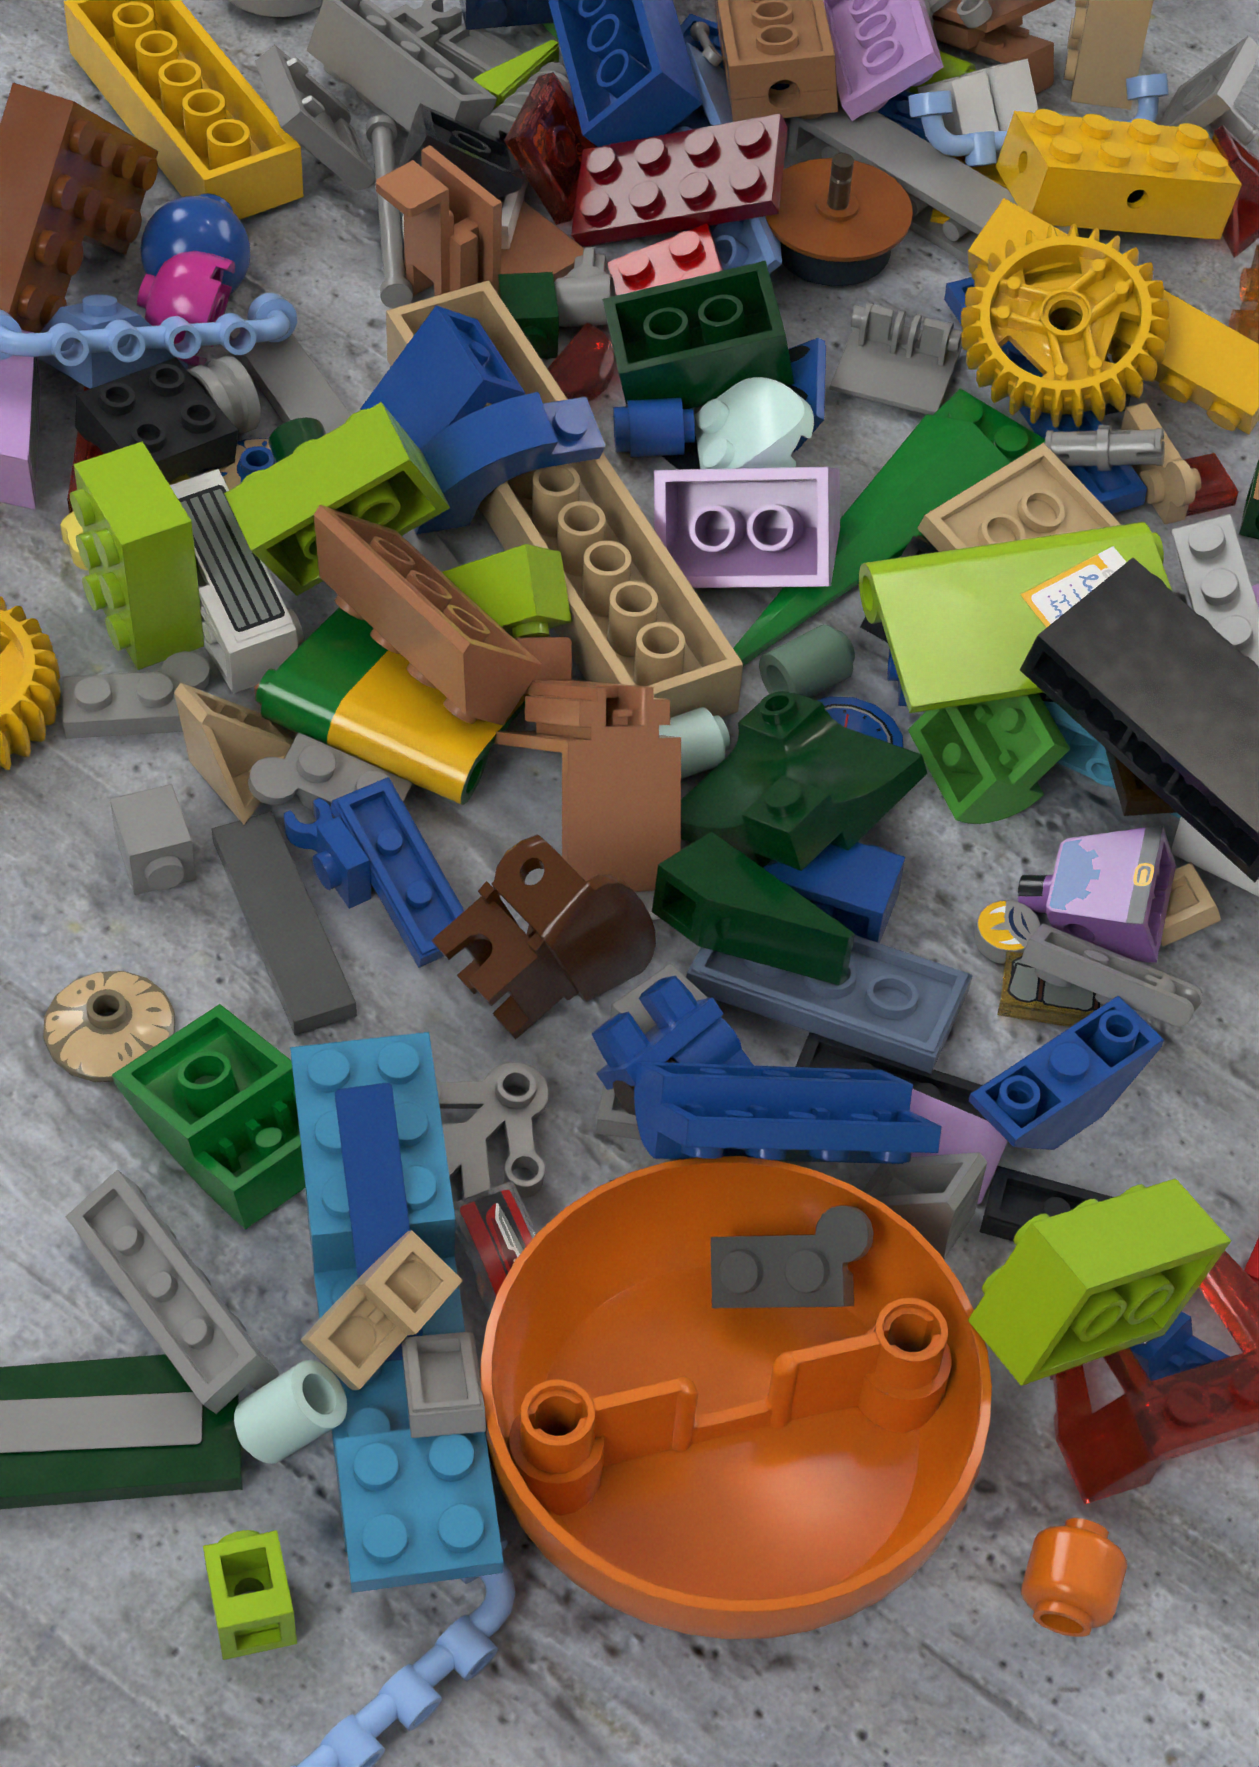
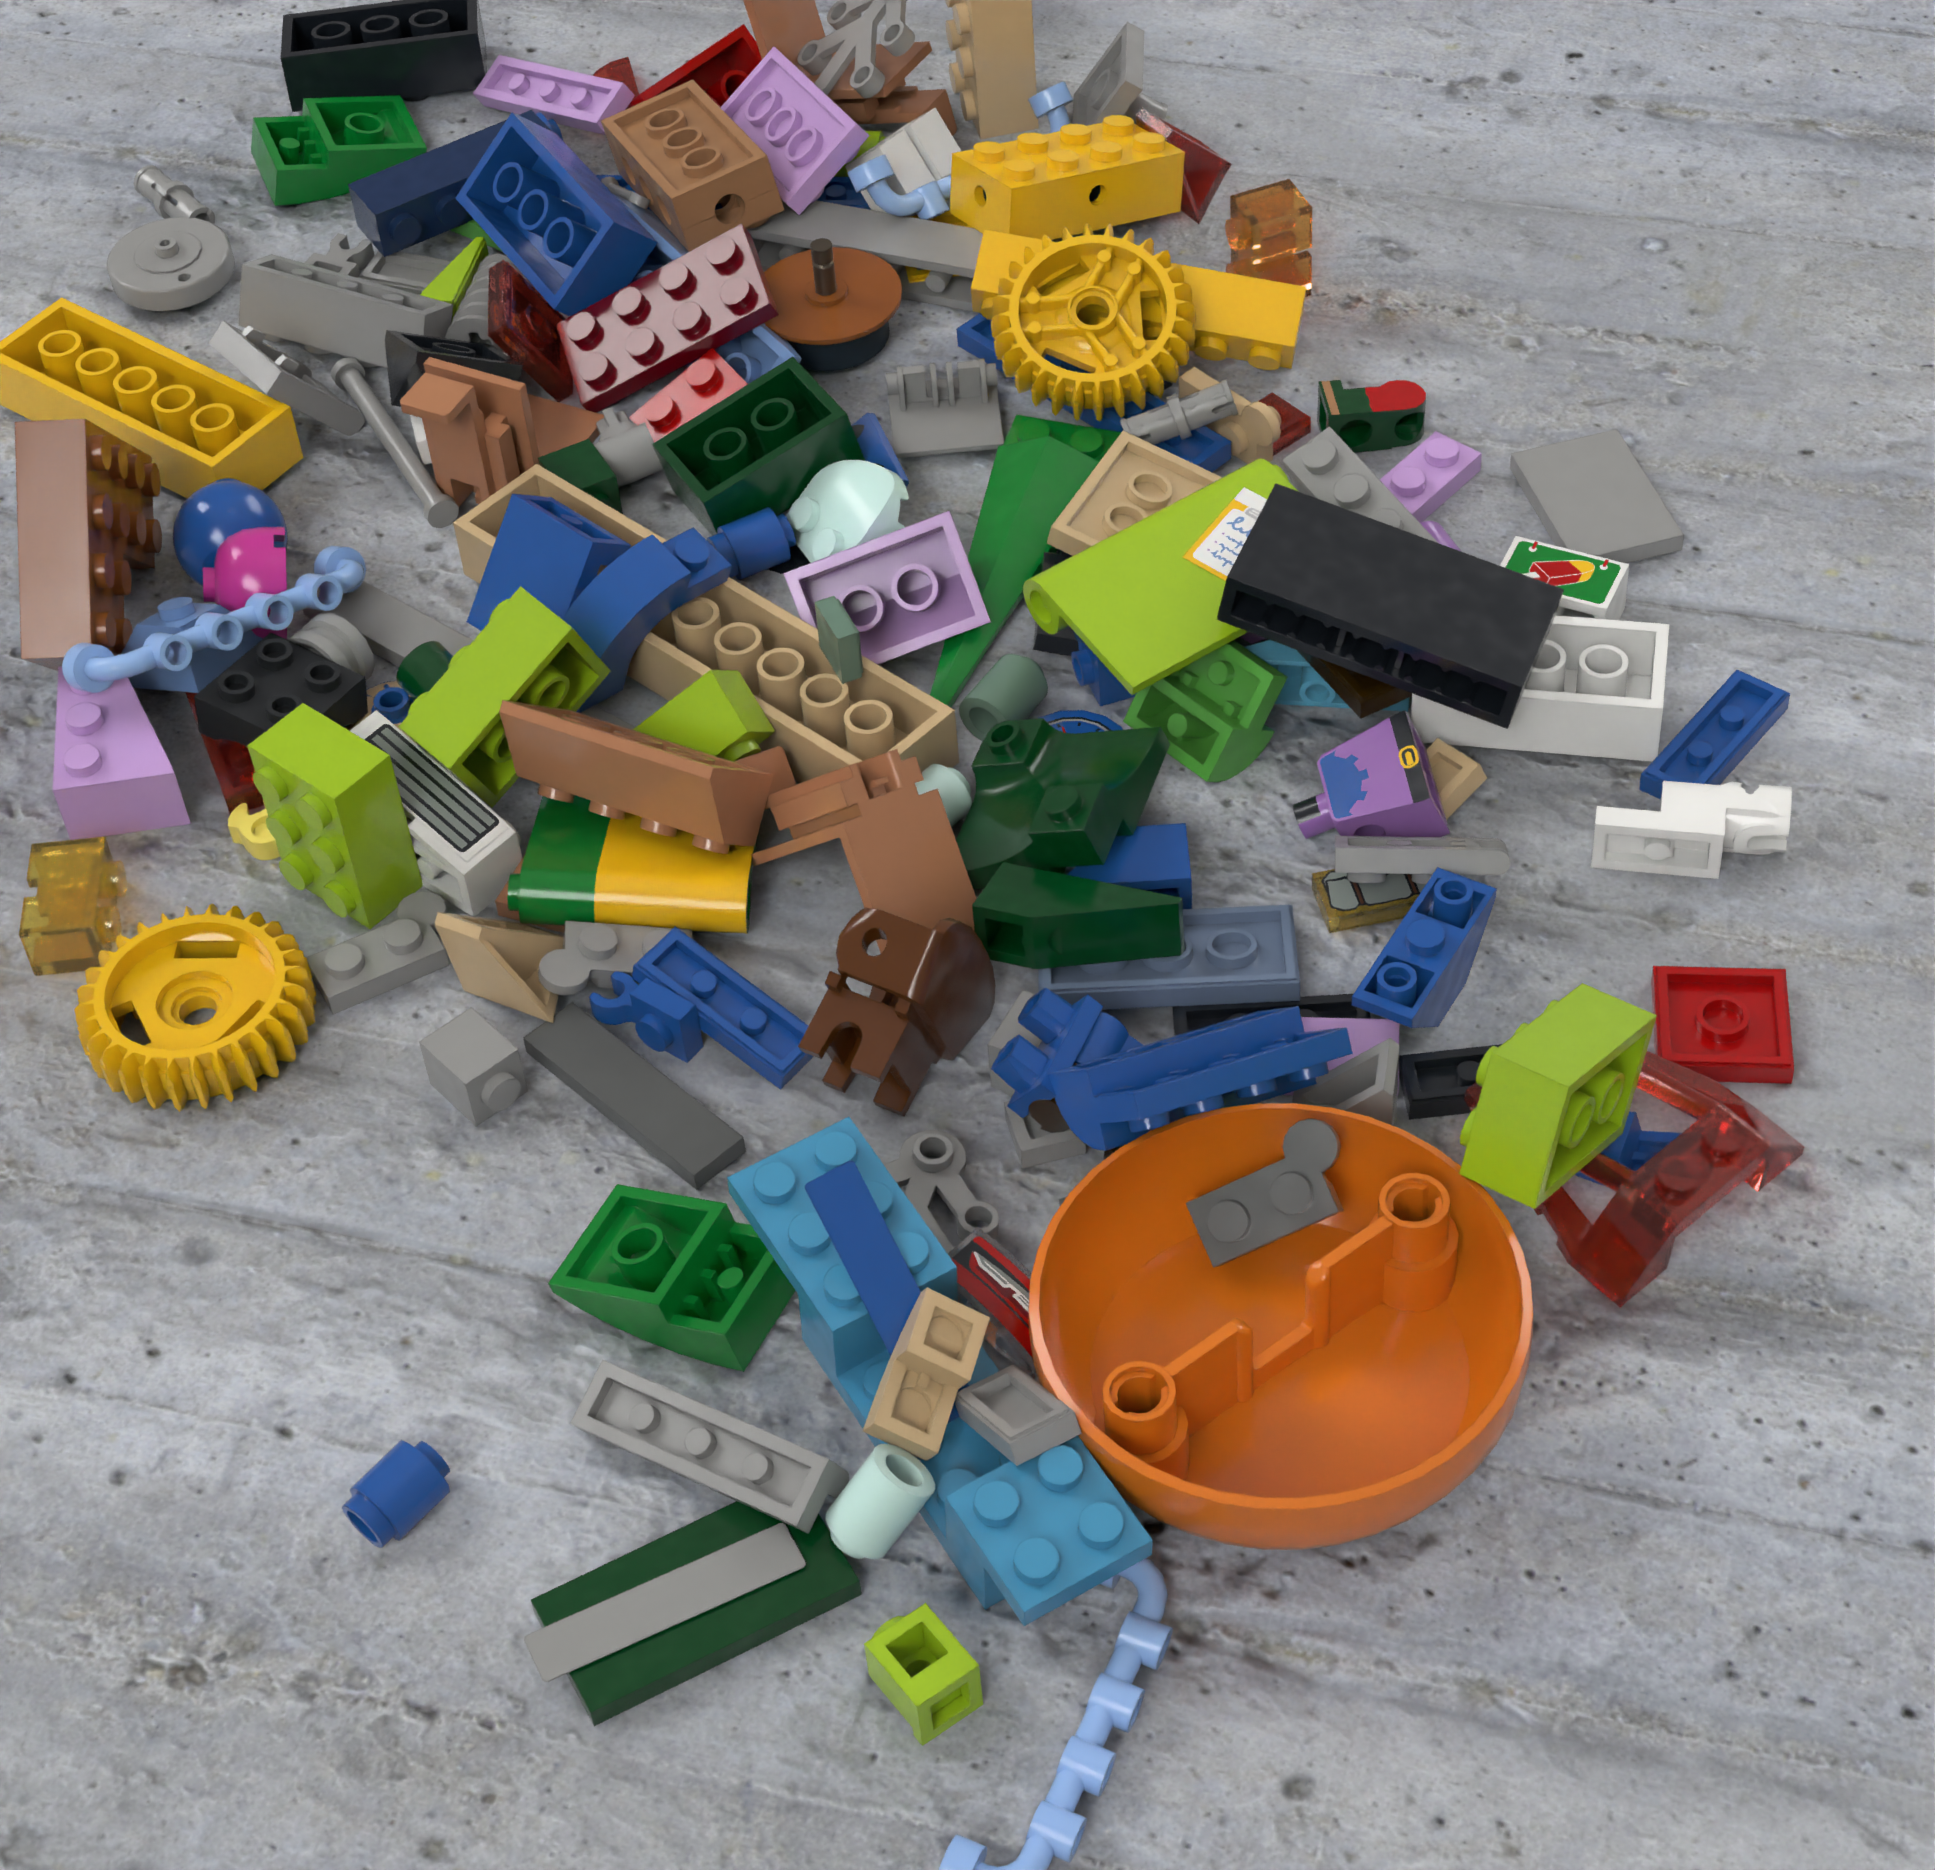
camera: 15 degrees left, 5 degrees down
(101, 1045) = (518, 1266): tan dish -> none
(584, 364) = (657, 507): clear red tile -> none
(666, 555) = (839, 639): none -> sand green tile
(1003, 928) = (1299, 855): tile -> none
(1074, 1577) = (1648, 1364): orange head -> none

